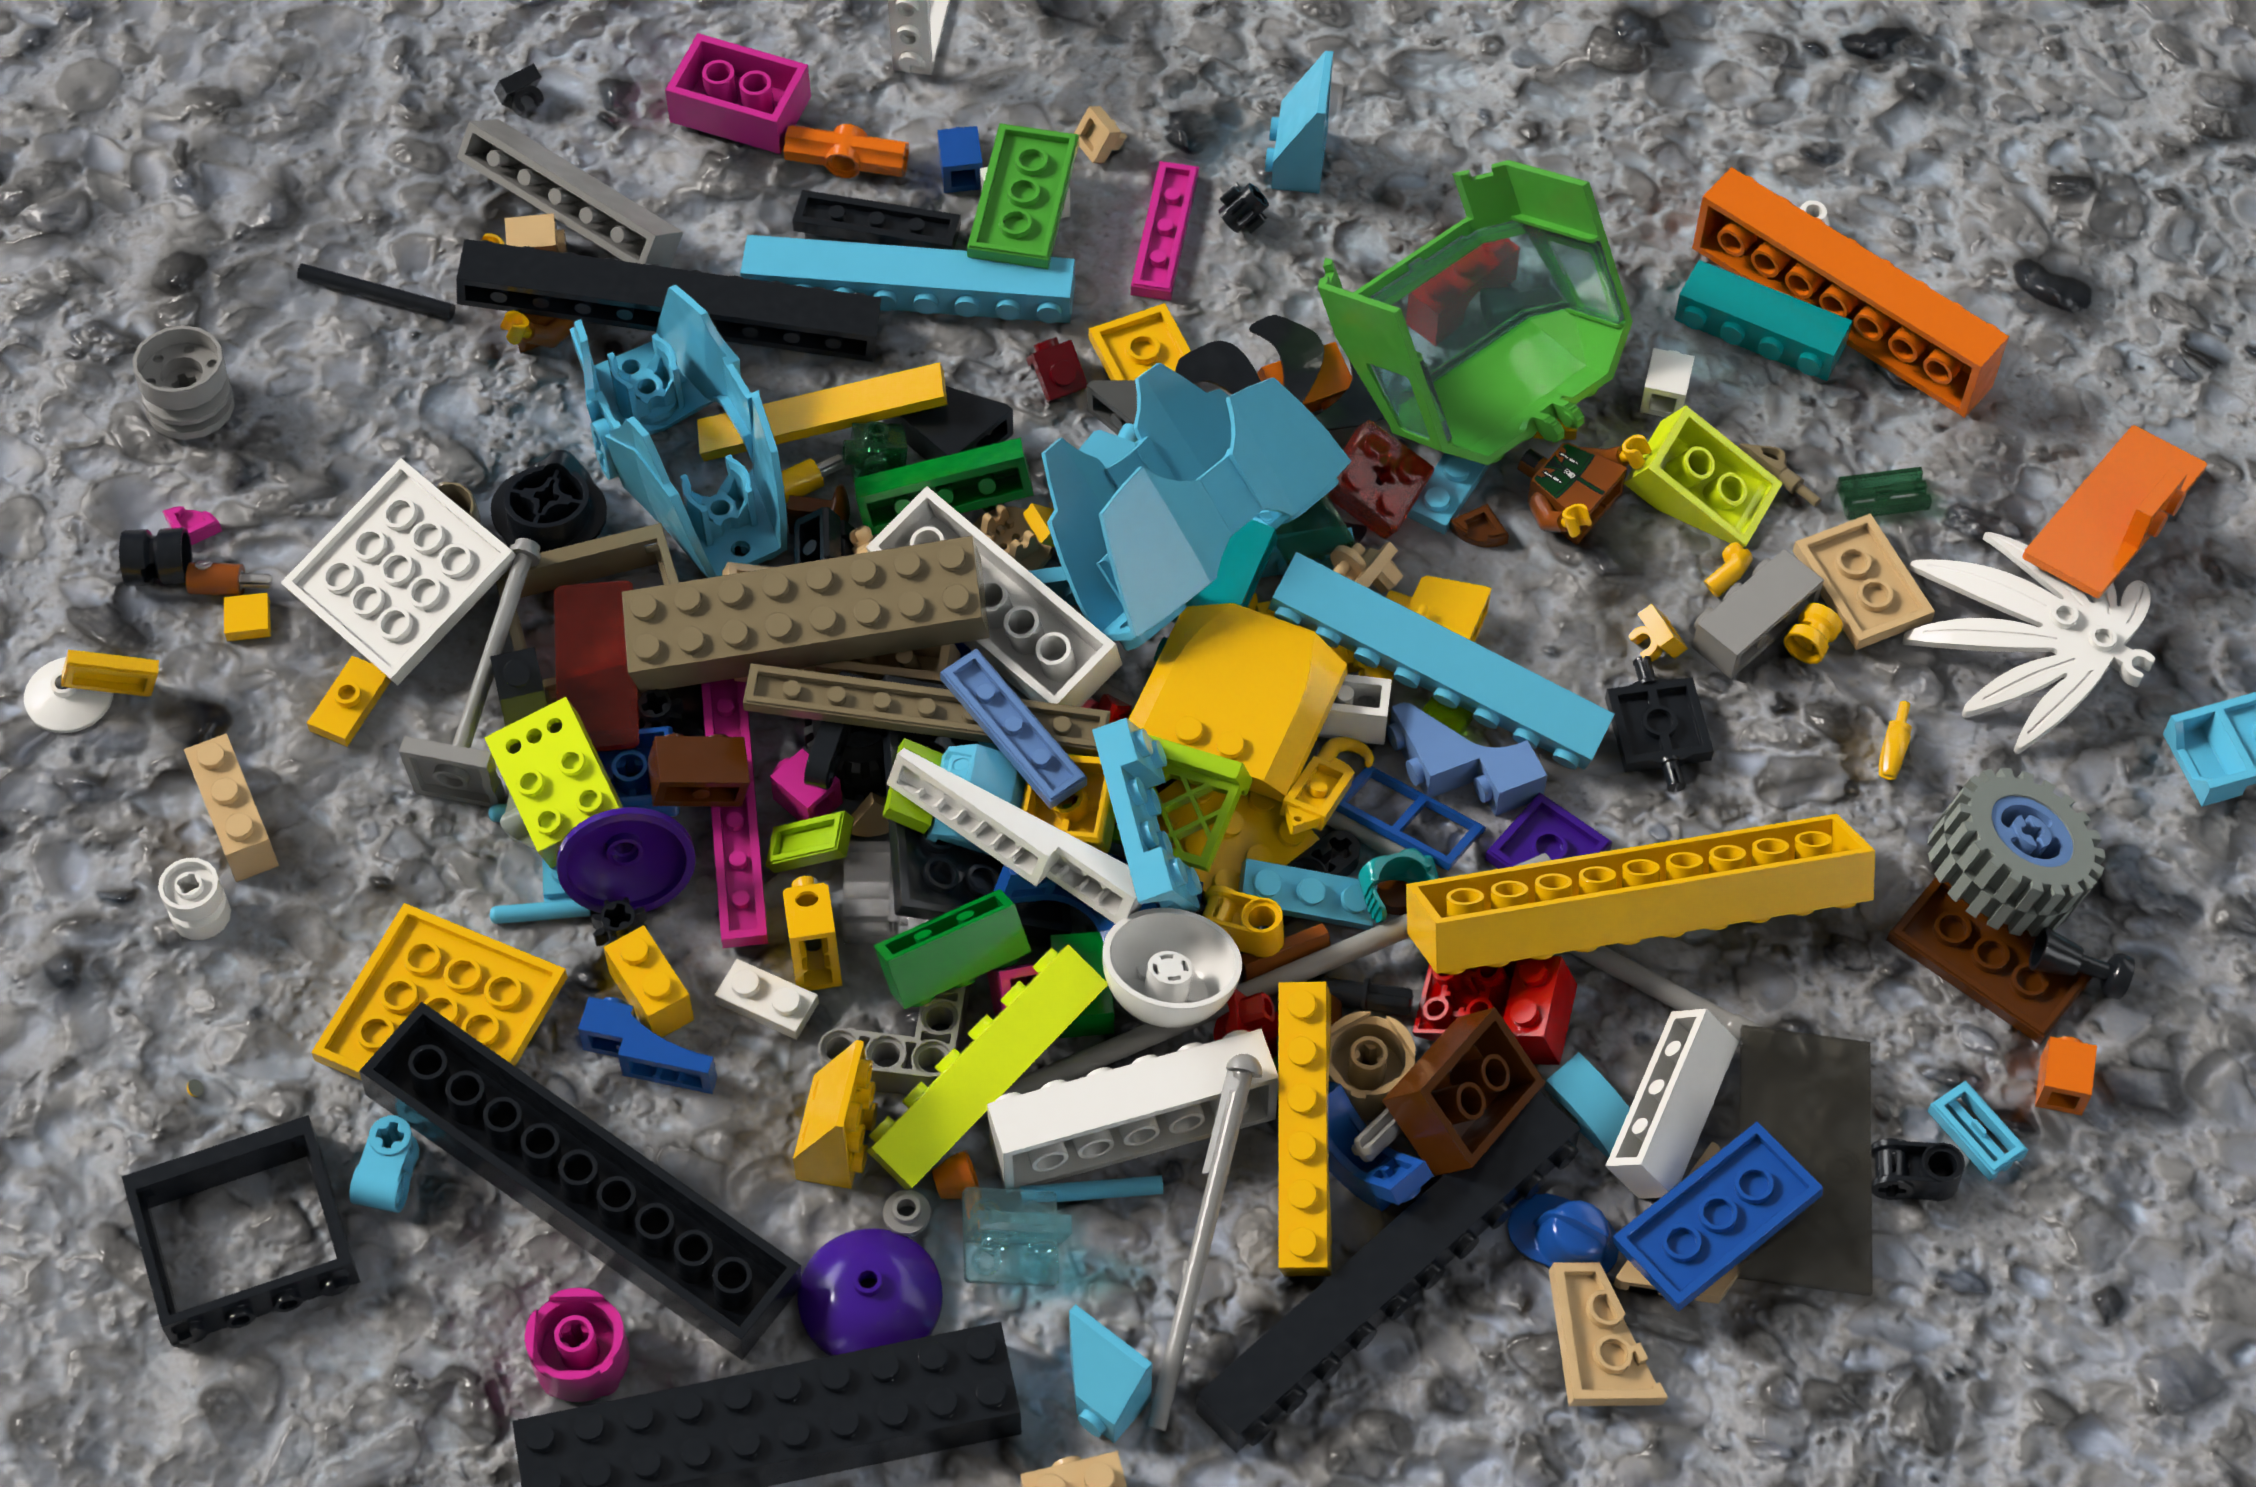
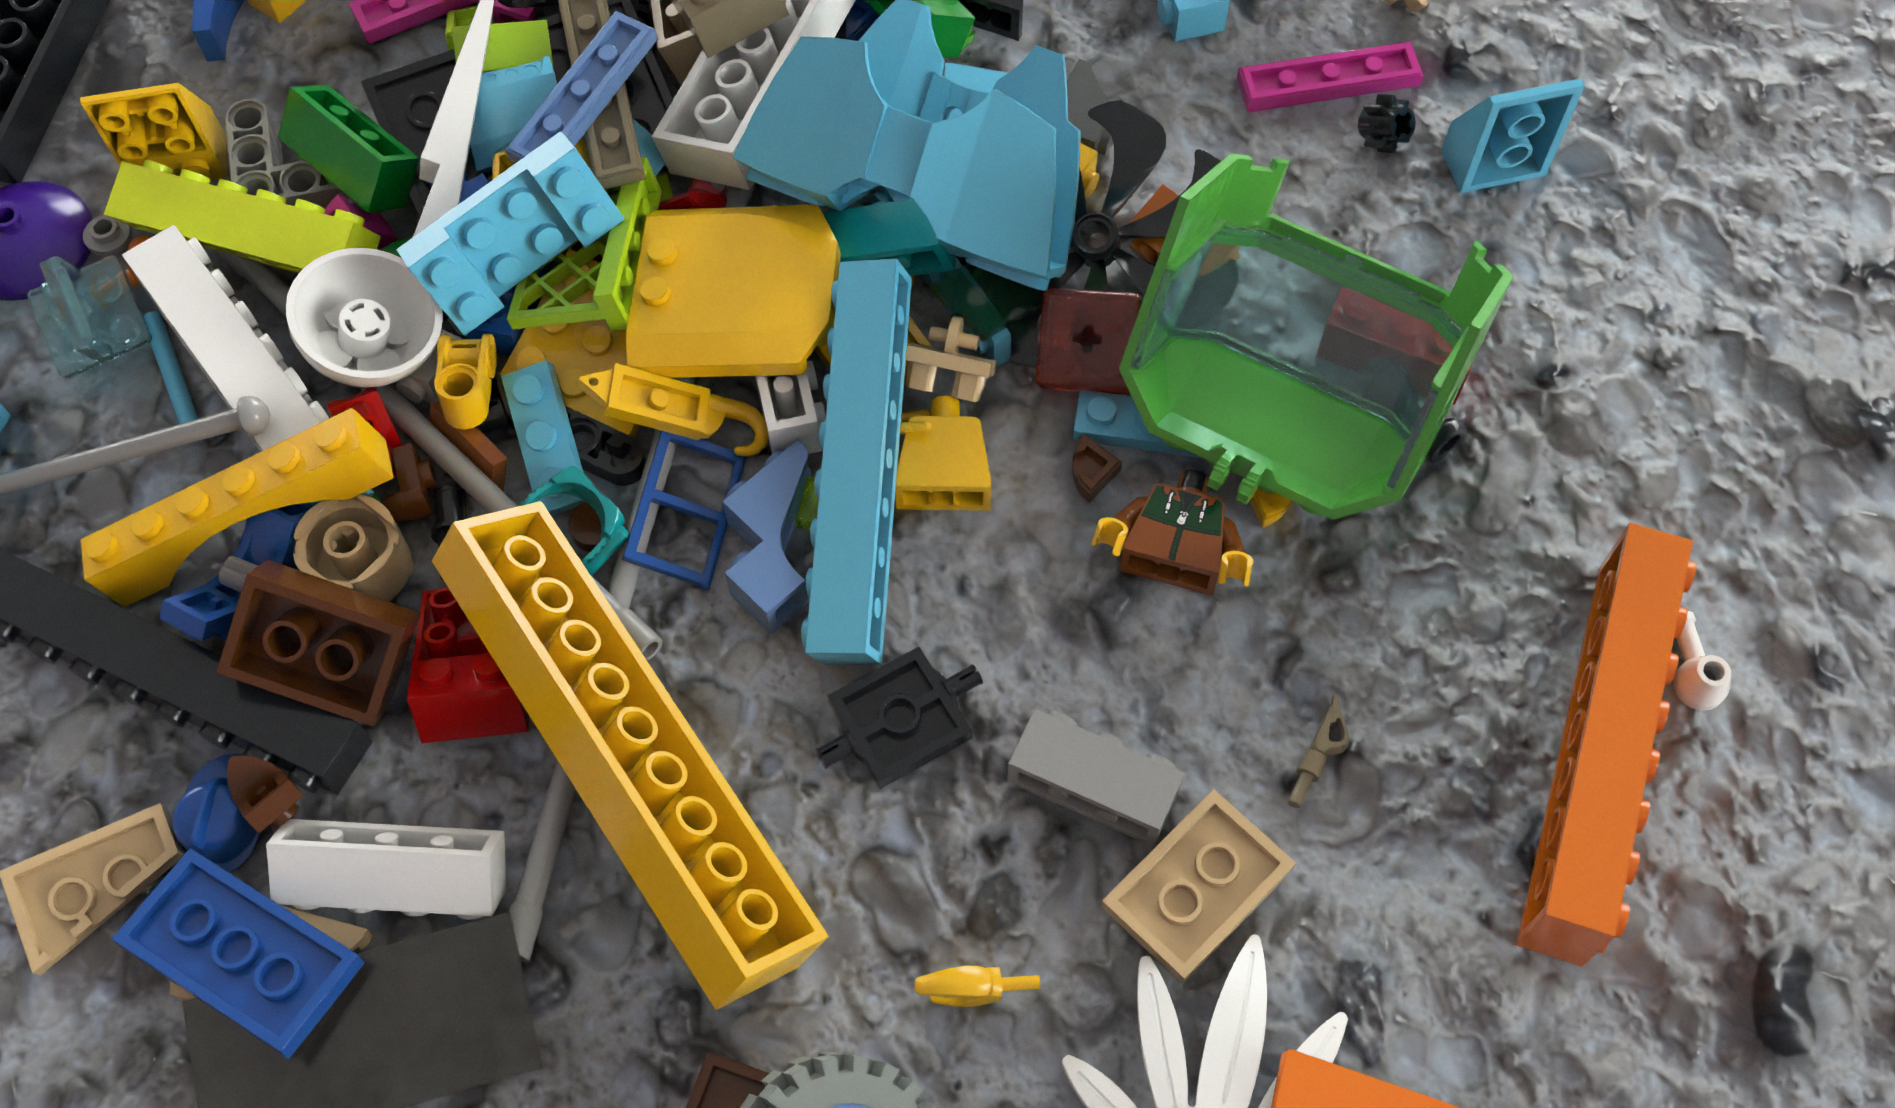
camera: 70 degrees right, 5 degrees up
(766, 999) = (309, 56): white plate -> none
(810, 918) = (364, 48): yellow torso -> none
(1057, 368) = (1102, 40): dark red bracket -> none
(1138, 342) = (1170, 95): yellow plate -> none
(1548, 830) = (704, 655): dark purple tile -> none
(1584, 1171) = (261, 791): none -> reddish brown plate
(1590, 1100) = (383, 781): medium azure slope -> none
(1661, 633) = (1023, 682): yellow tile -> none
(1666, 382) = (1375, 589): white brick -> none
(1703, 479) = (1257, 670): neon yellow slope -> none
(1736, 564) = (1145, 734): yellow arm -> none
(1762, 320) = (1521, 667): teal brick -> none
(1810, 637) = (1093, 847): yellow wheel -> none
(1881, 487) = (1363, 866): clear green tile -> none

